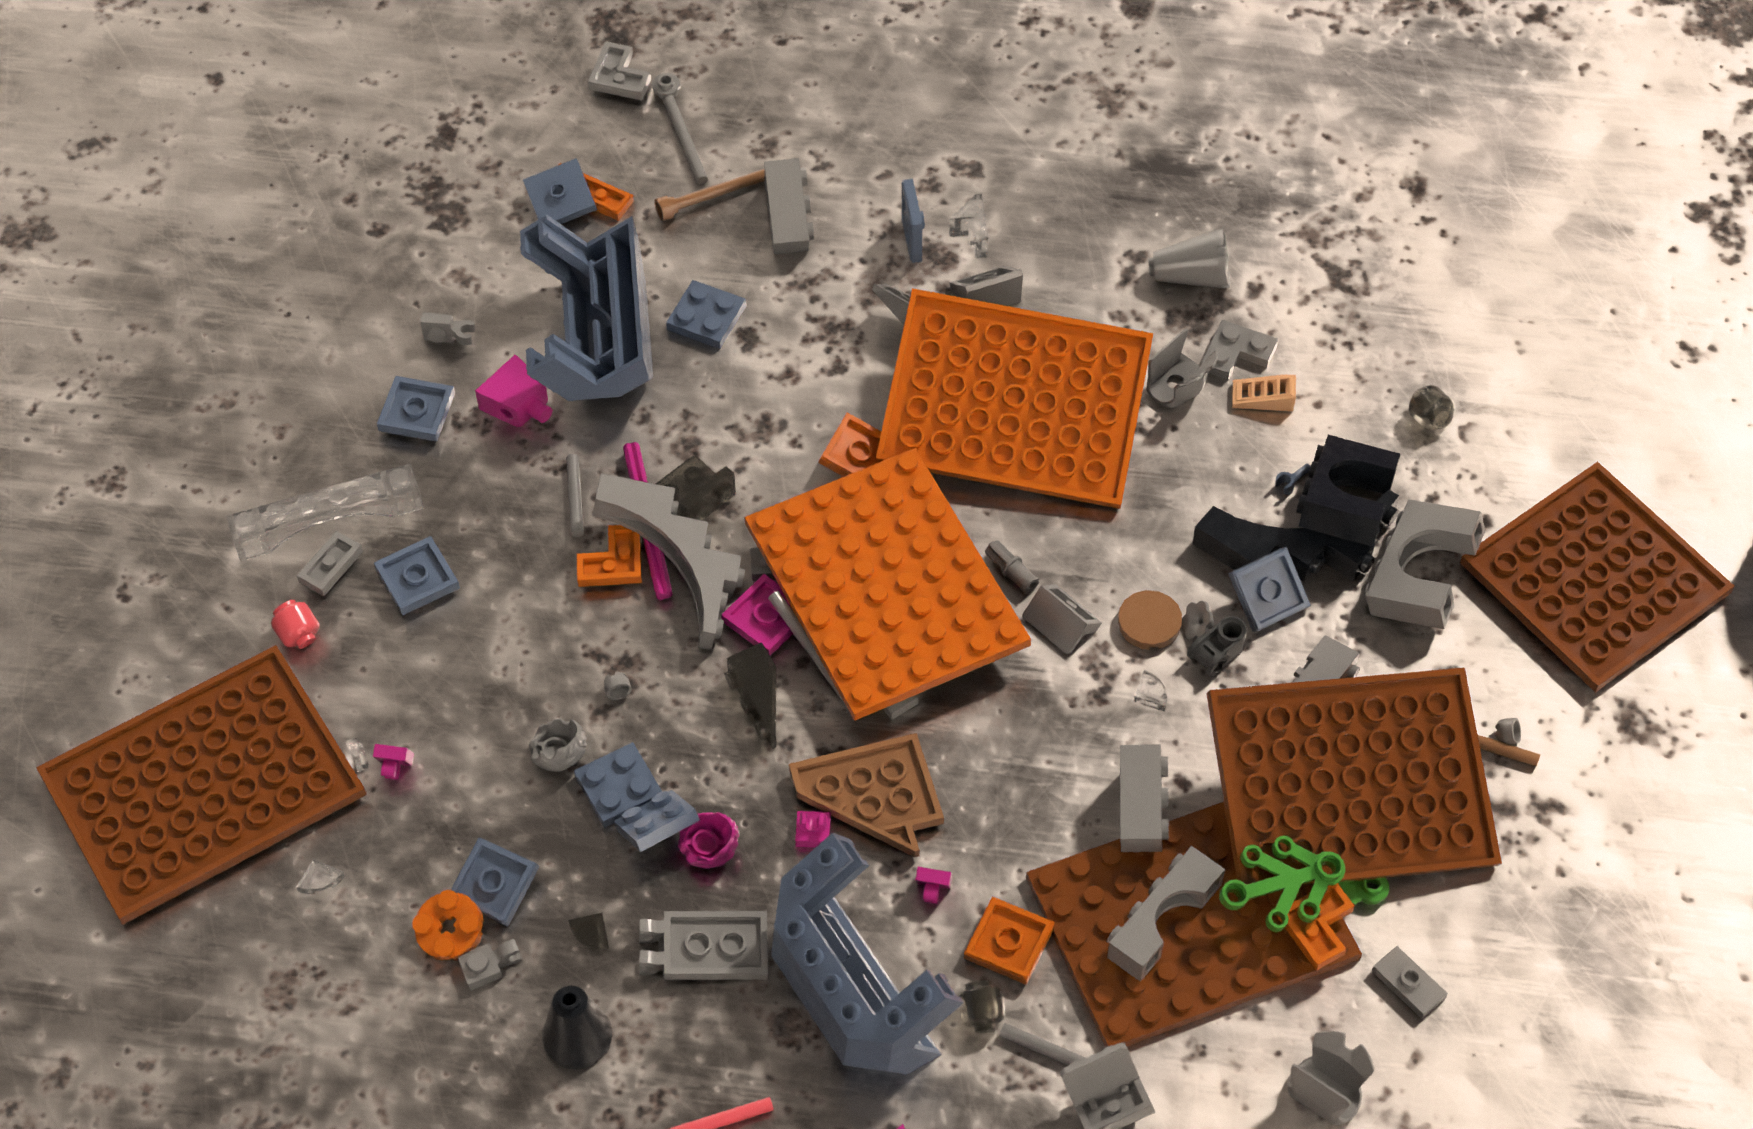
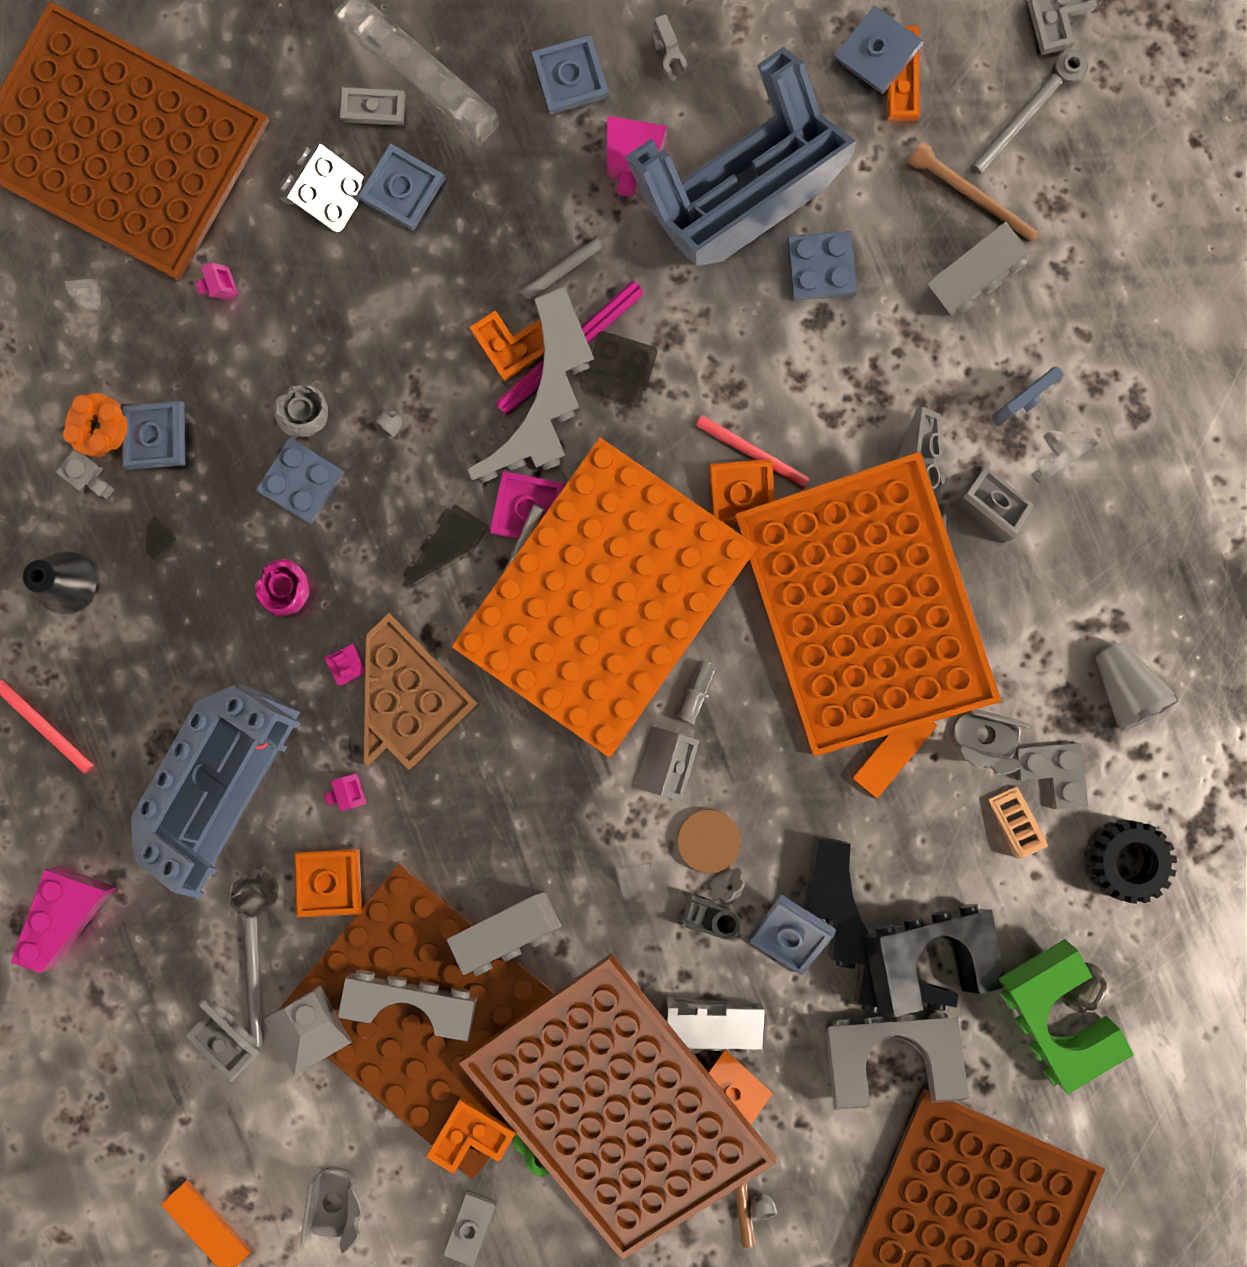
camera: 65 degrees right, 30 degrees up
(295, 624) = (295, 118): coral head -> none
(357, 754) = (208, 248): clear tile -> none
(366, 631) = (323, 186): none -> bracket
(656, 820) = (272, 536): sand blue plate -> none
(706, 945) = (192, 641): light grey tile -> none
(823, 434) = (751, 451): none -> coral bar
(1140, 1013) = (307, 1030): none -> light grey slope
(1155, 455) = (890, 758): none -> orange tile
(1286, 879) = (481, 1100): bright green plant -> none
(1291, 478) = (936, 894): sand blue hand -> none
(1343, 309) = (1156, 864): none -> black tyre
(1416, 435) = (1033, 991): none -> bright green arch

